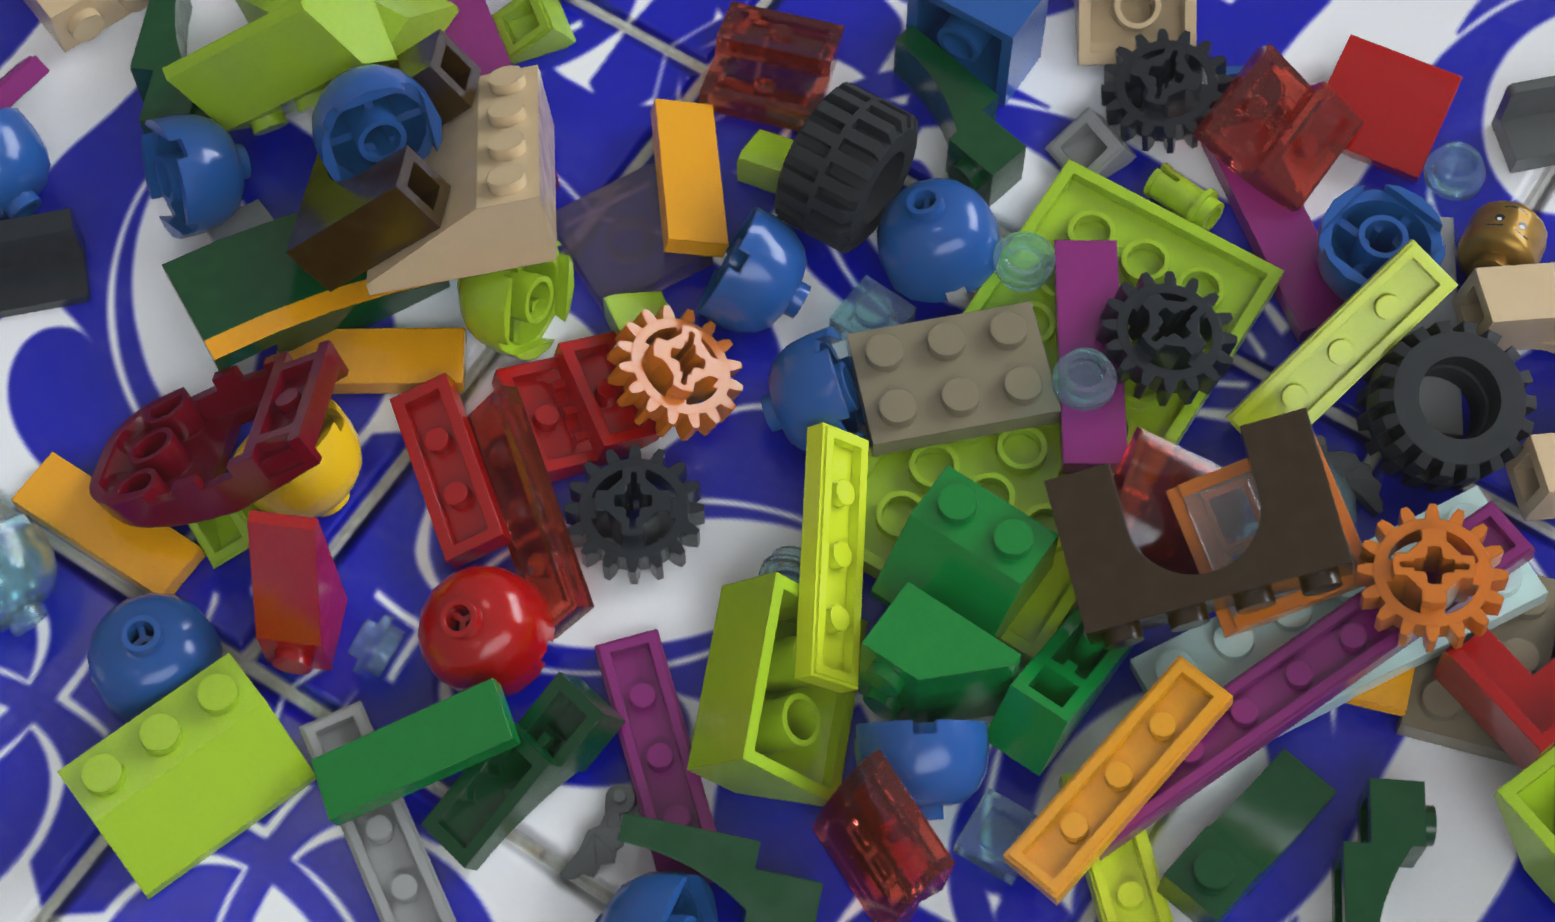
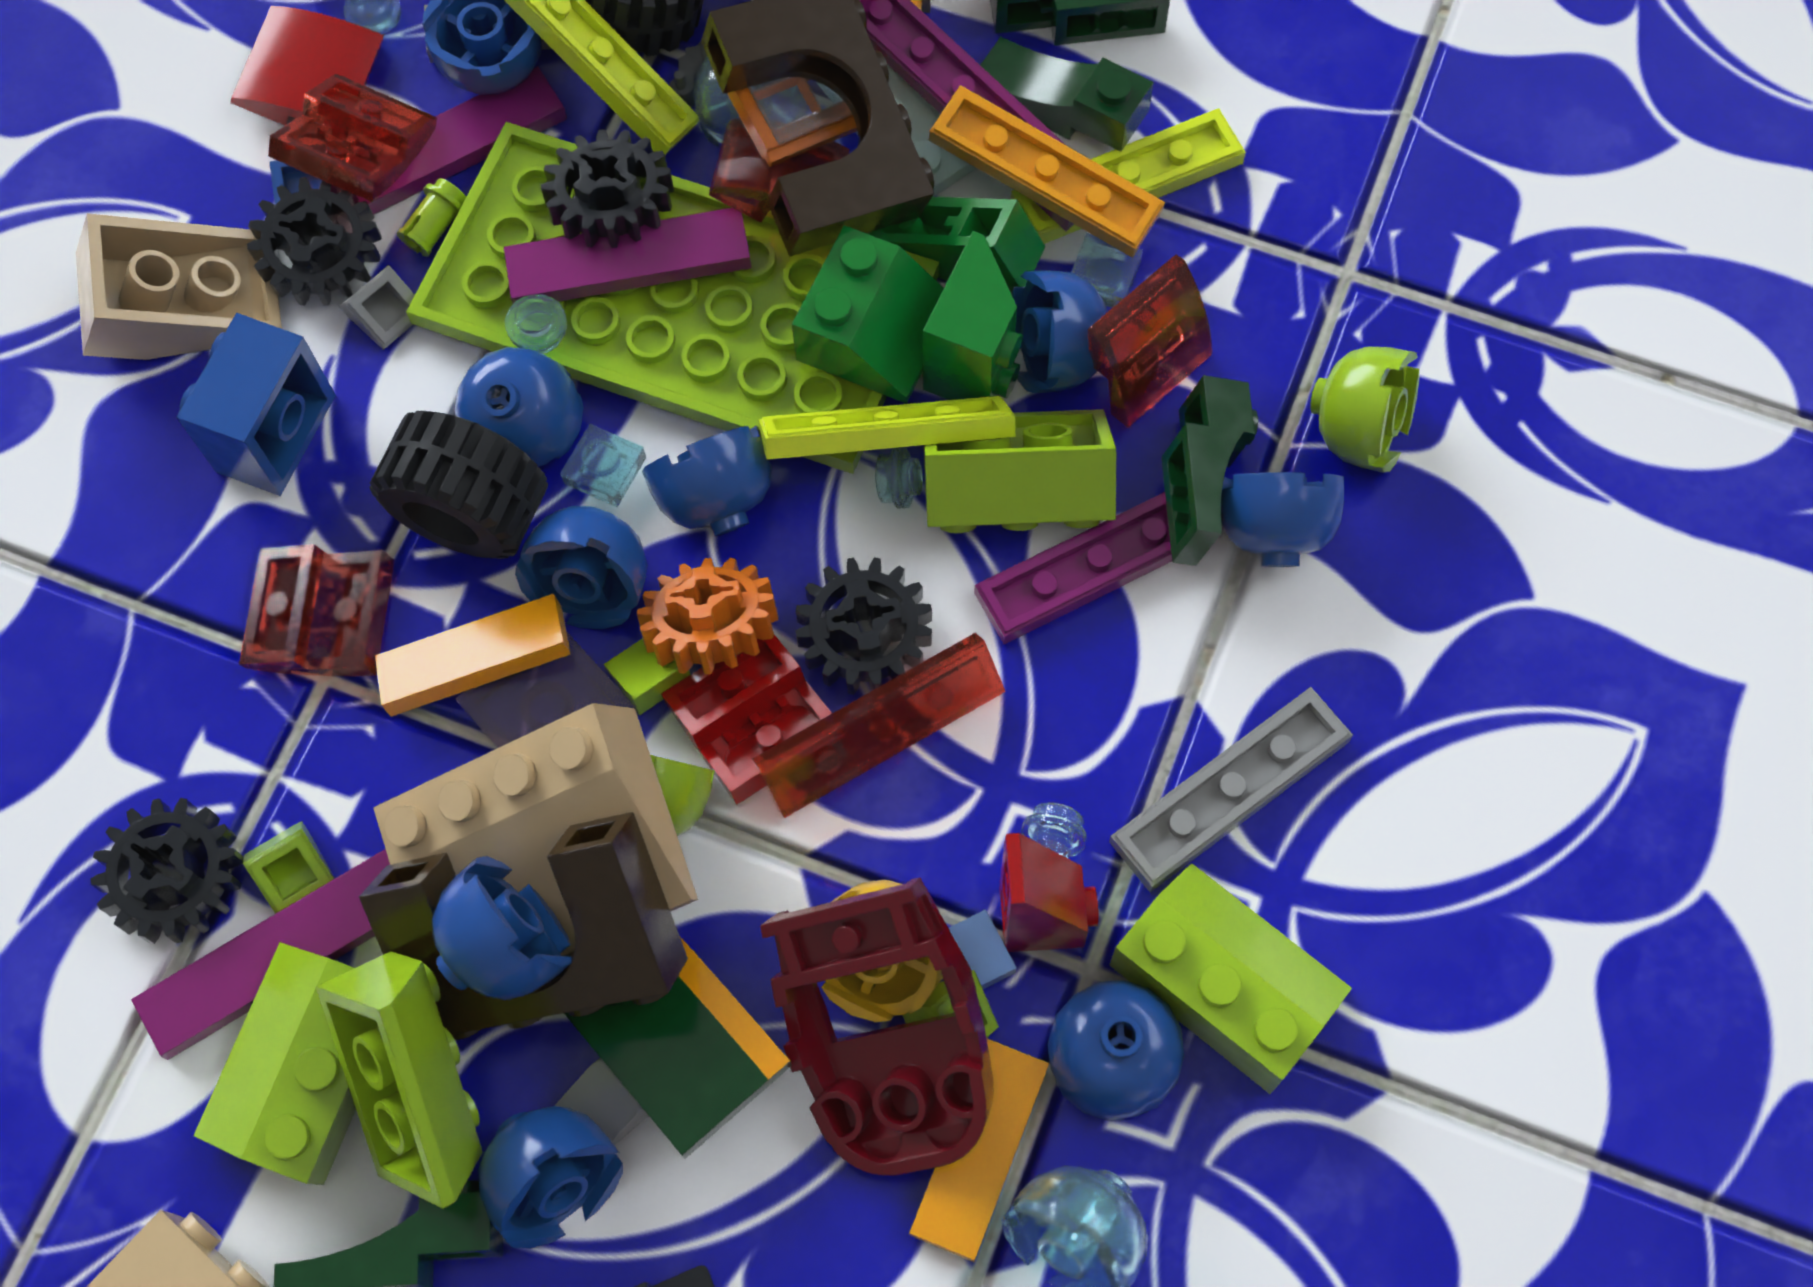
camera: 100 degrees left, 5 degrees up
(394, 357) = (731, 917): light orange tile -> none
(415, 752) = (1168, 750): green tile -> none
(450, 471) = (850, 810): red plate -> none
(484, 628) = (995, 733): red cylinder -> none
(489, 799) = (1148, 664): dark green slope -> none
(601, 841) = (1188, 592): dark grey piece -> none
(763, 160) = (435, 584): lime slope -> none
(952, 378) = (671, 364): dark tan plate -> none
(965, 109) = (362, 416): dark green slope -> none
(1084, 379) = (666, 242): clear light blue plate -> none

